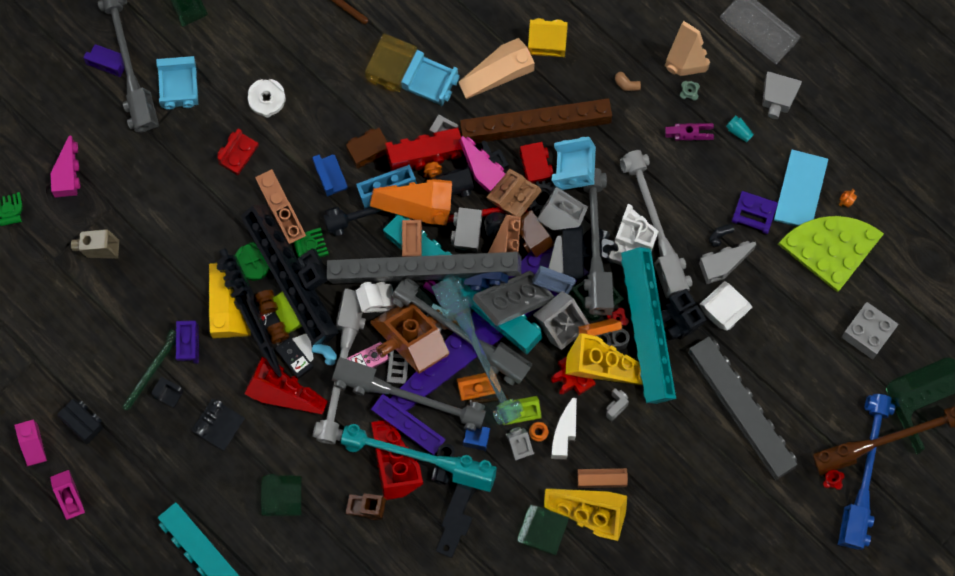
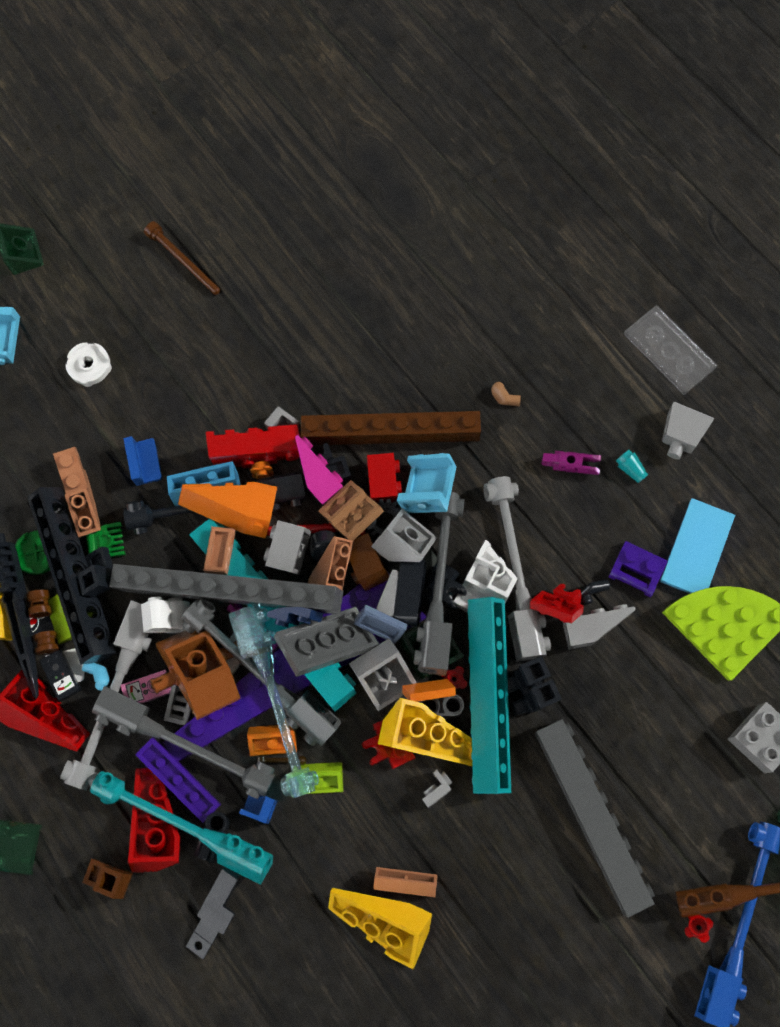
camera: 15 degrees right, 0 degrees up
(237, 152) = (42, 421): red bracket -> none
(367, 147) = (189, 435): reddish brown brick -> none
(390, 62) = (234, 340): clear yellow panel -> none
(429, 79) = (276, 364): medium azure panel -> none
(502, 66) = (362, 360): light nougat wedge -> none
(519, 443) = (310, 821): light grey bracket -> none
(538, 425) = (328, 809): orange plate -> none
(542, 529) = (321, 940): clear green slope -> none
(547, 37) = (418, 332): yellow slope -> none
(565, 431) = (367, 813): white slope -> none
(687, 53) = (580, 368): light nougat wedge -> none
(689, 85) = (578, 407): sand green plate -> none
(695, 247) = (560, 604): none -> red plate
(725, 306) = (587, 681): white slope -> none
(848, 198) = (754, 566): orange plate -> none

